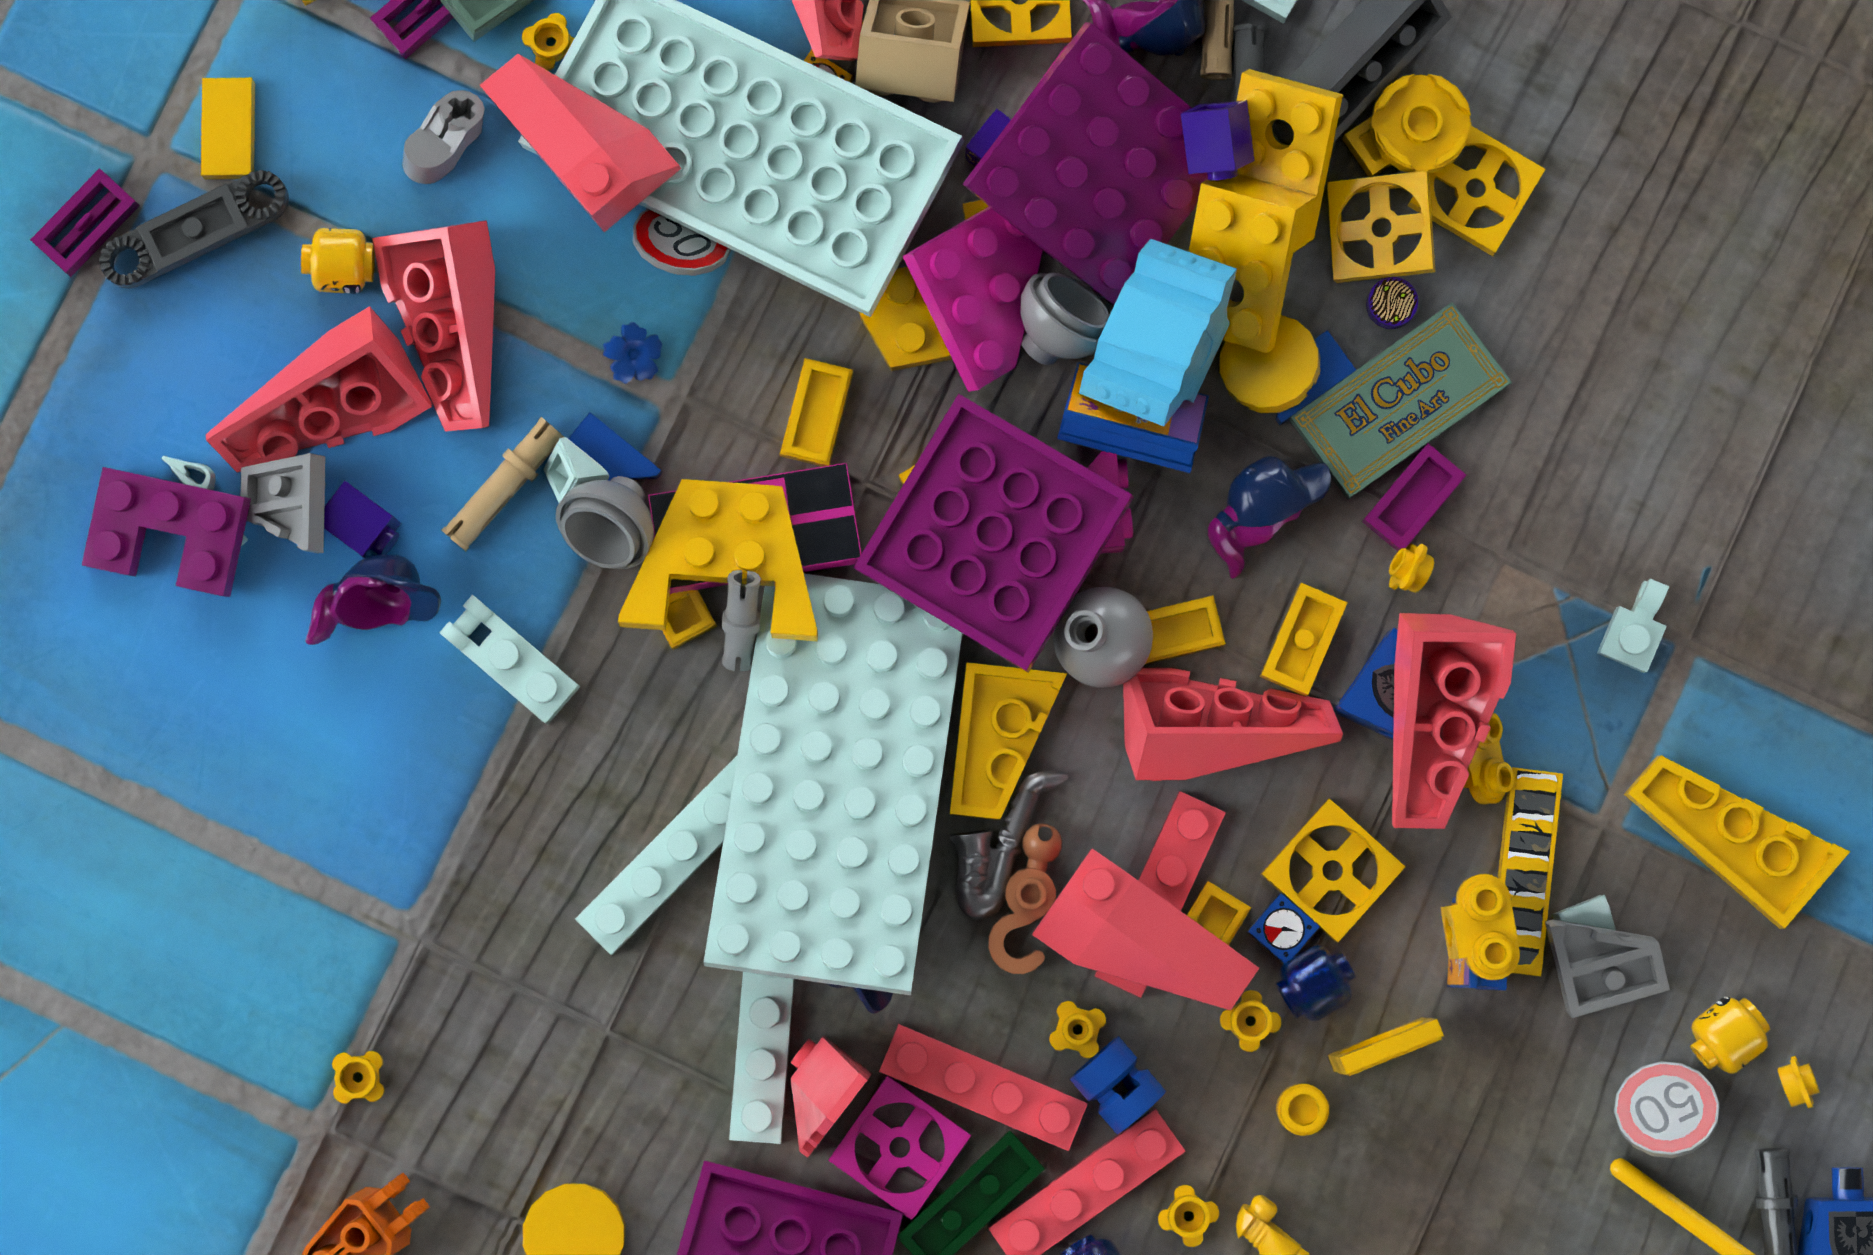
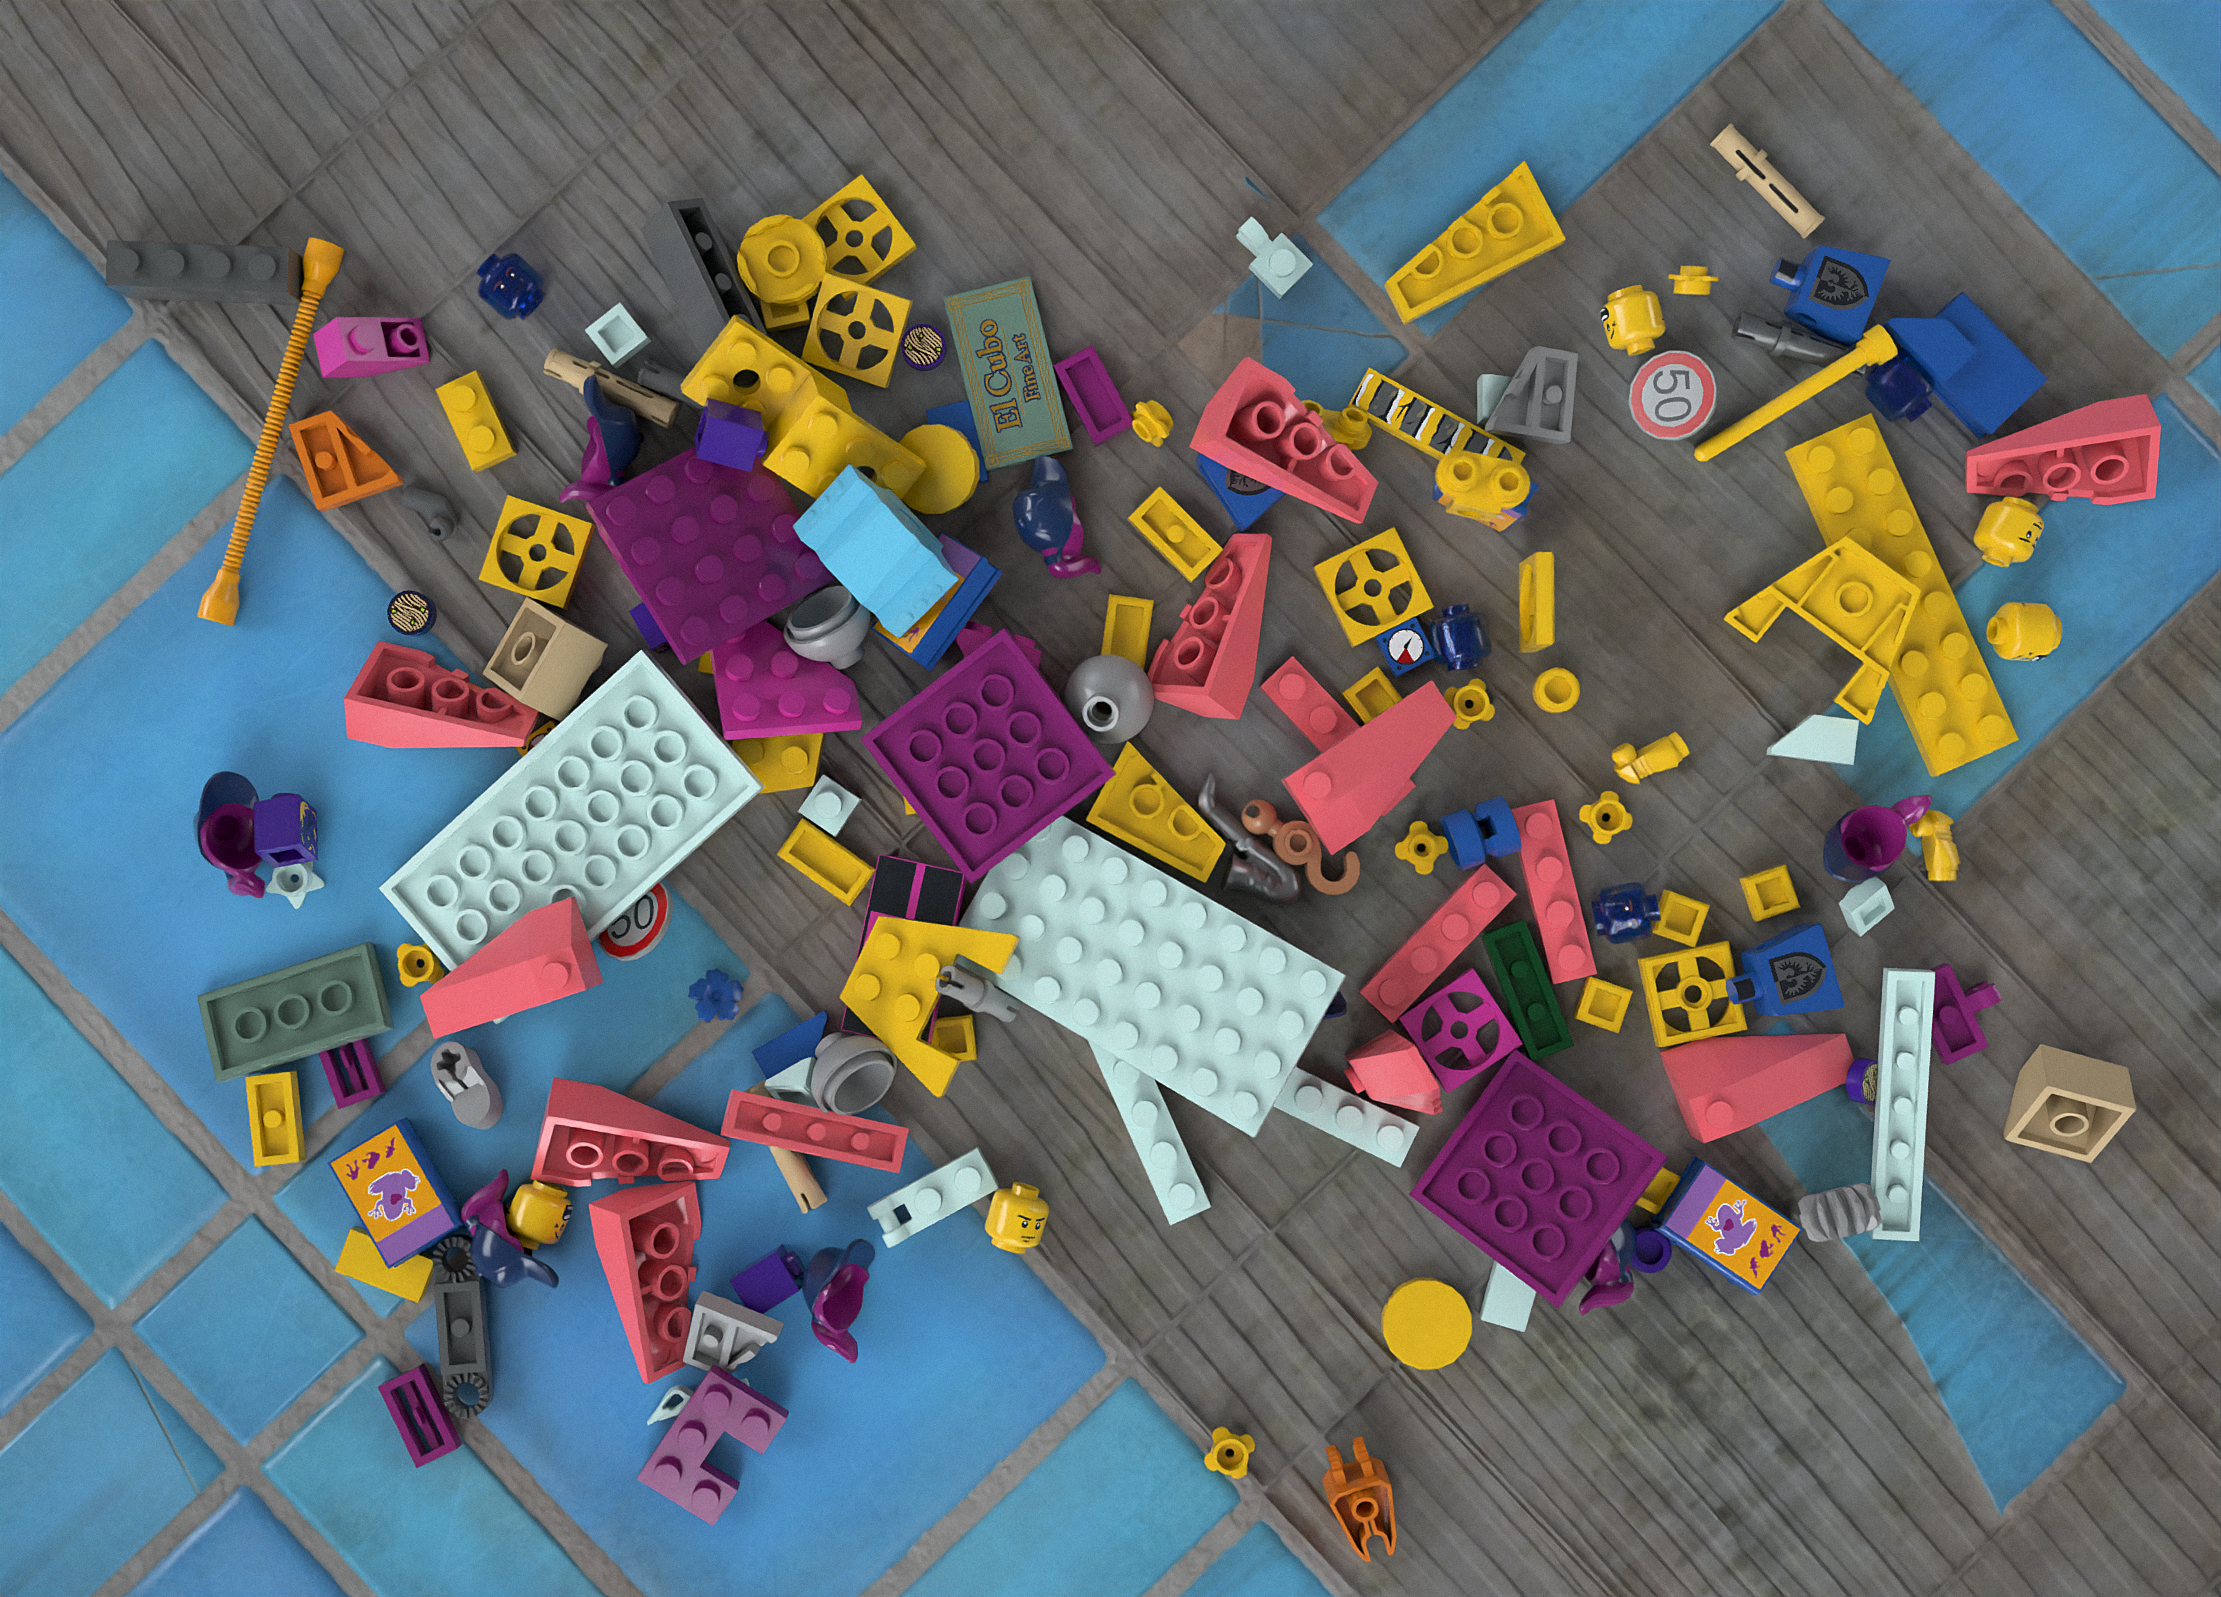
camera: 70 degrees left, 5 degrees up
(289, 228) = (493, 1246): none -> dark blue hair
(307, 111) = (397, 1193): none -> piece
(522, 753) = (1016, 1218): none -> yellow head
(531, 508) = (814, 1132): none -> coral plate
(877, 393) = (829, 805): none -> light aqua plate

